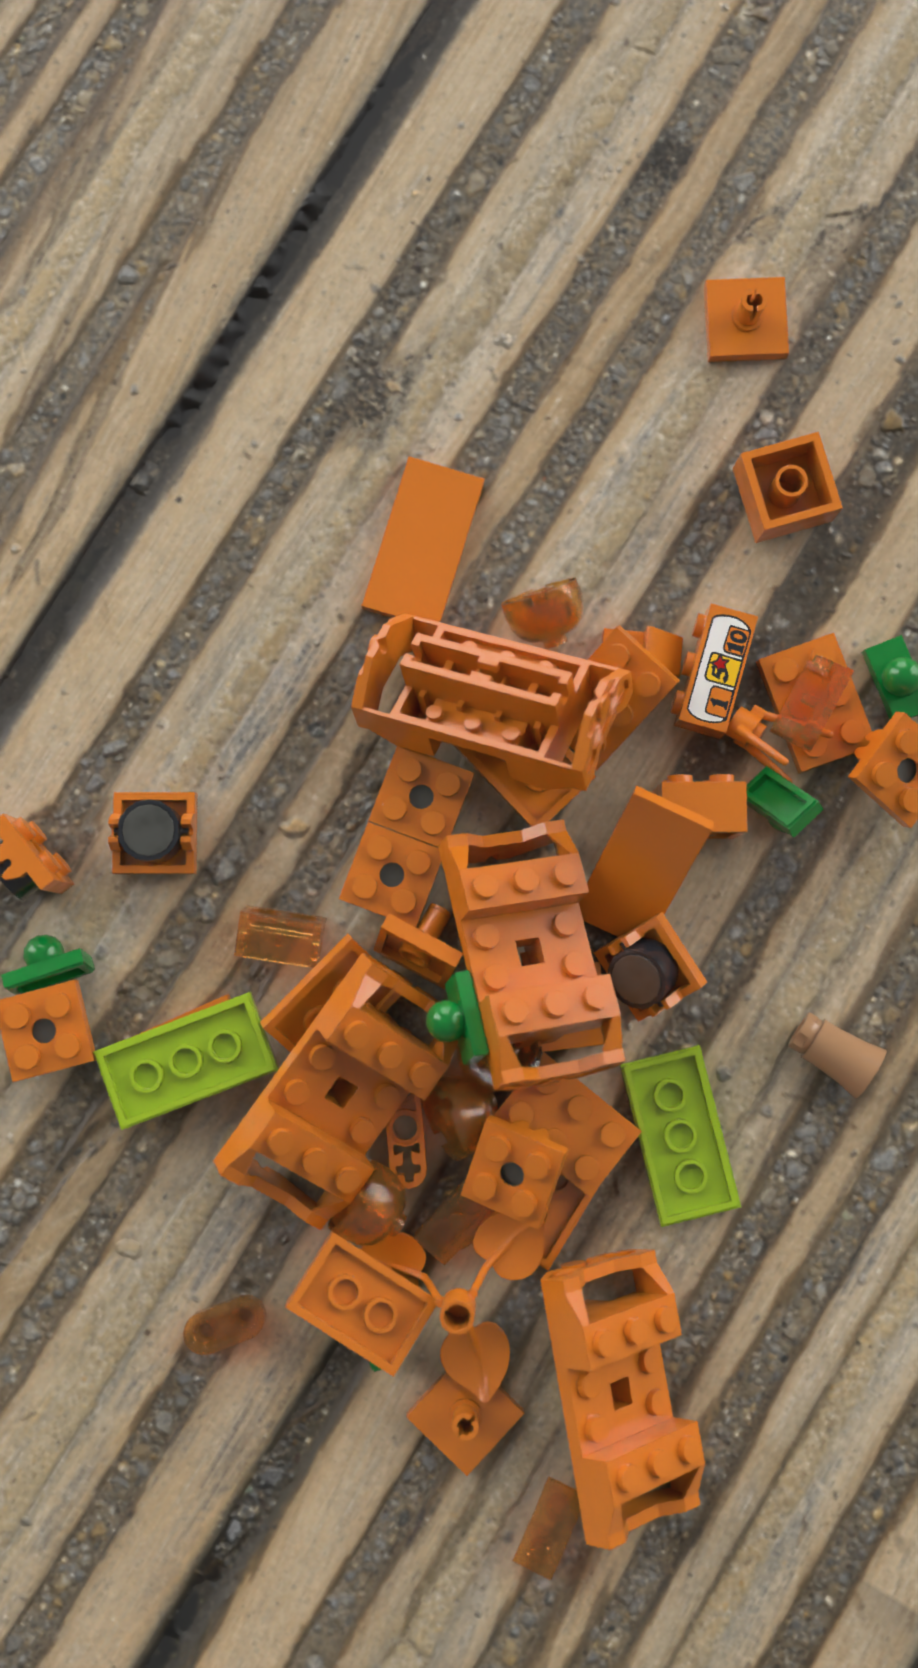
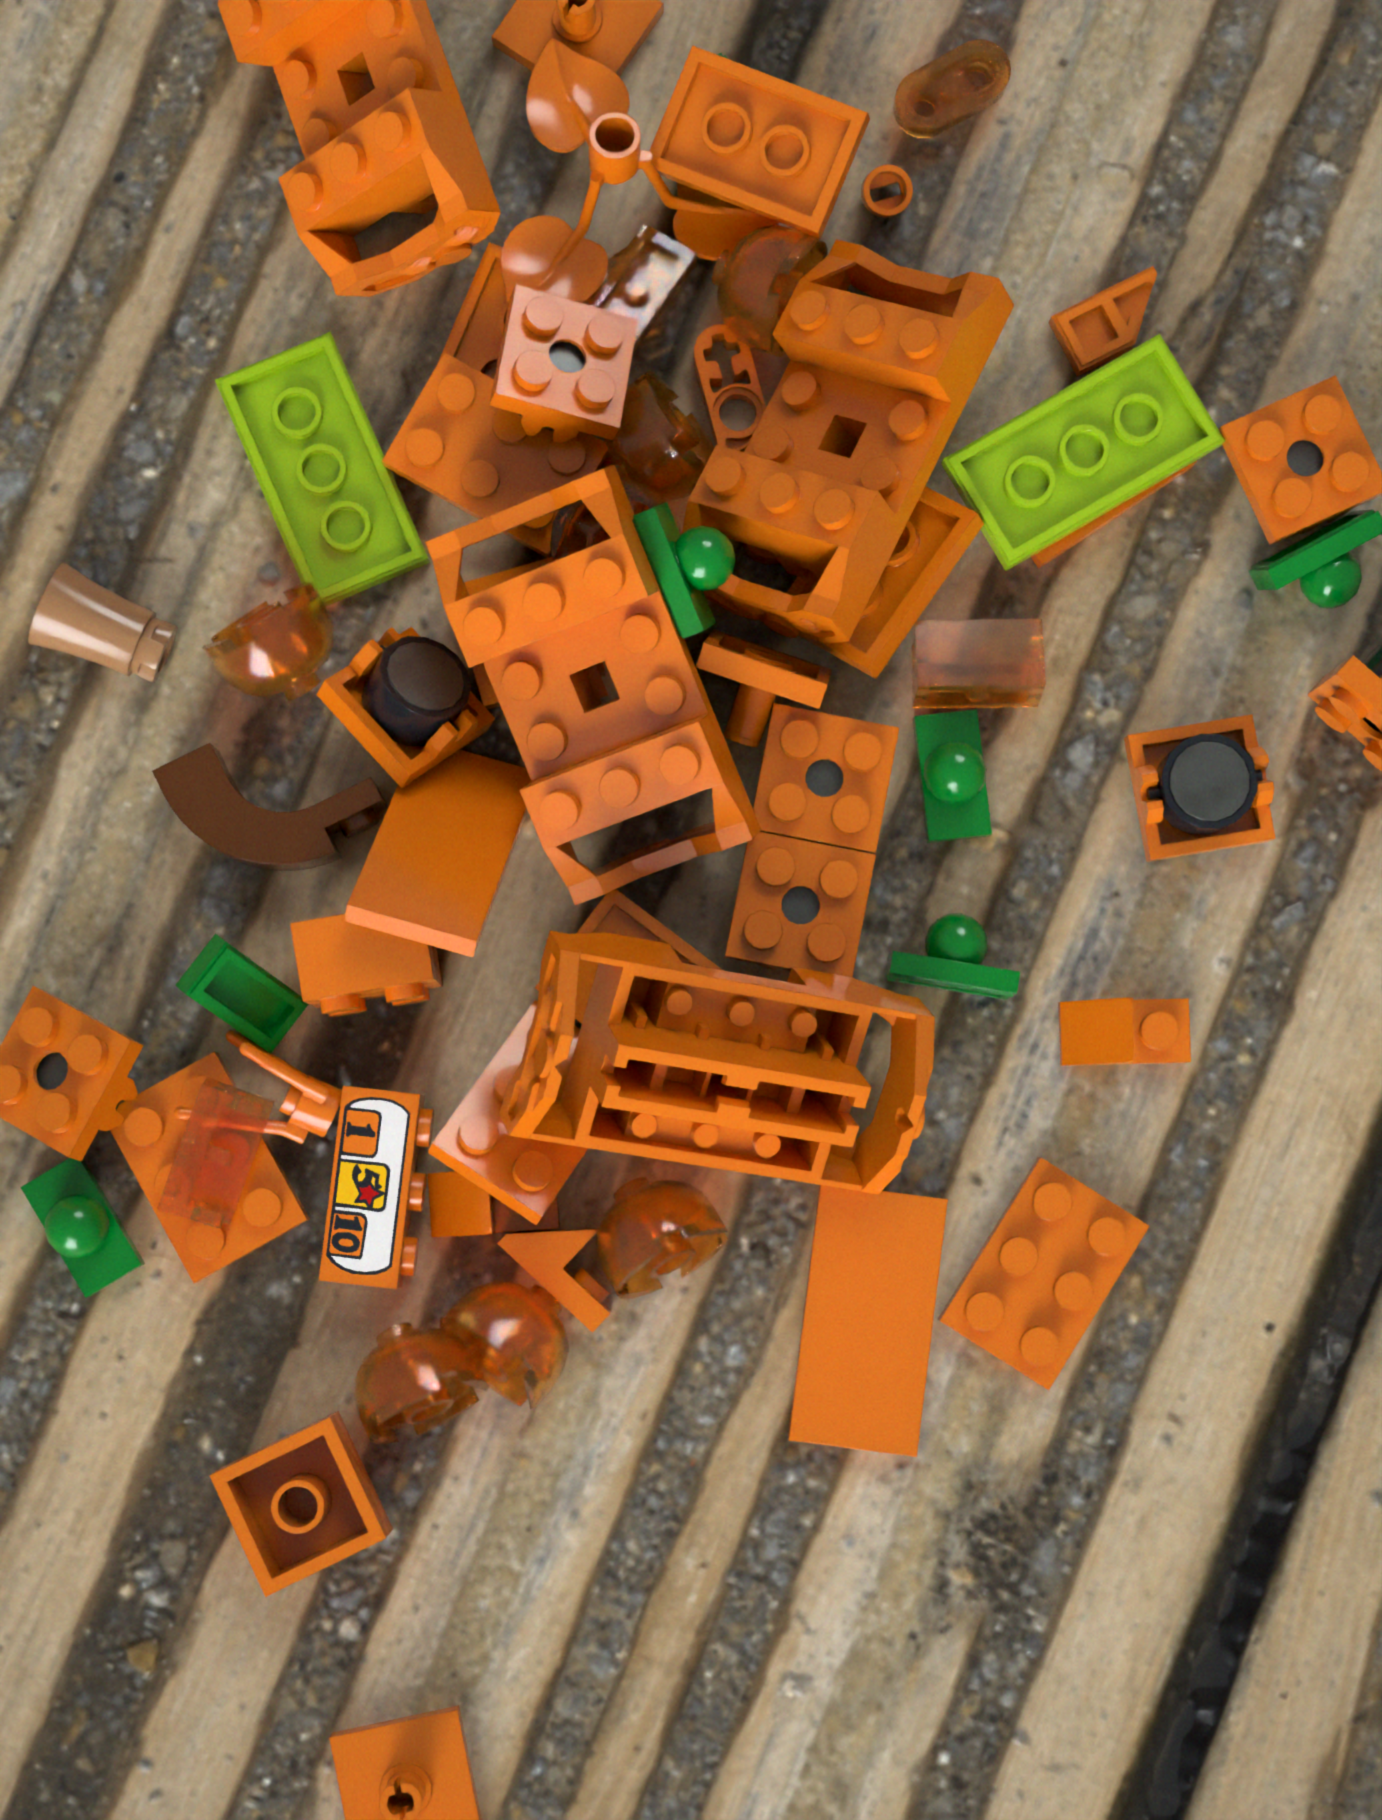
camera: 160 degrees right, 0 degrees up
(155, 1148) = (1104, 323): none -> orange tile
(232, 690) = (1124, 1031): none -> orange slope
(280, 1251) = (882, 177): none -> orange hinge
(309, 868) = (952, 776): none -> green tile
(310, 553) = (1043, 1273): none -> orange plate
(330, 749) = (953, 961): none -> green tile
(614, 605) = (545, 1258): none -> orange slope
(643, 565) = (512, 1337): none -> clear orange cylinder
(707, 549) = (415, 1380): none -> clear orange cylinder
(728, 1022) = (276, 645): none -> clear orange cylinder
(772, 912) = (216, 812): none -> reddish brown arch

